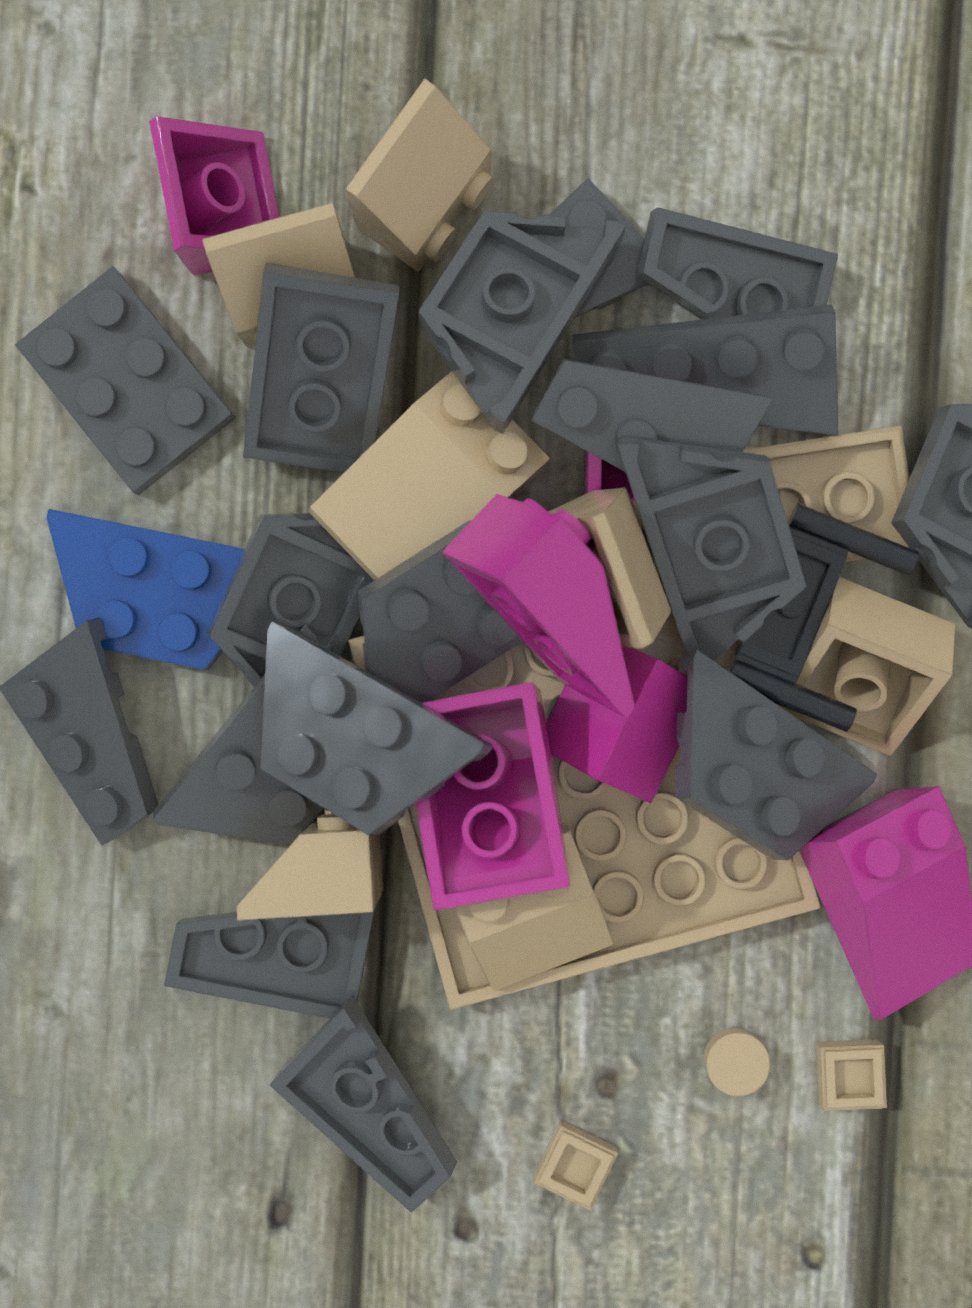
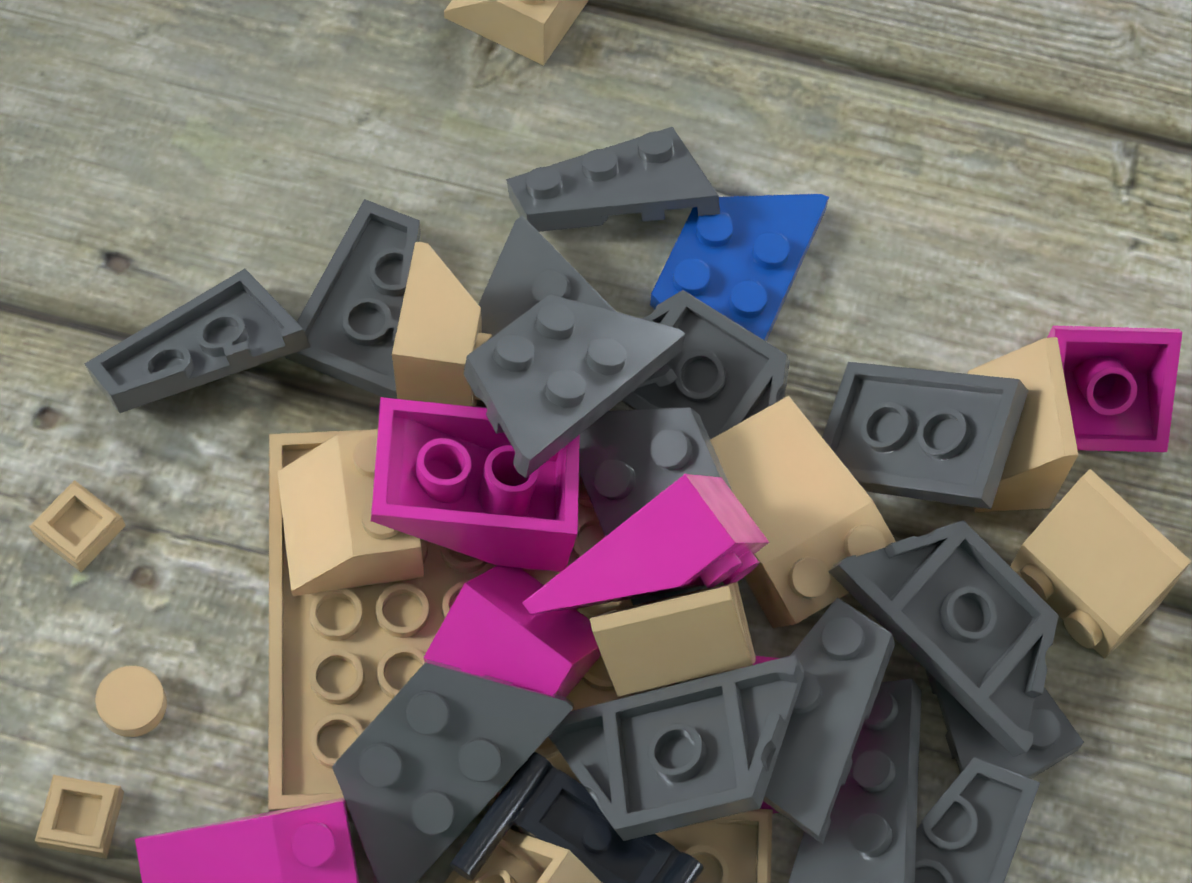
camera: 100 degrees right, 25 degrees down
(125, 381) = (939, 286): dark grey plate -> none

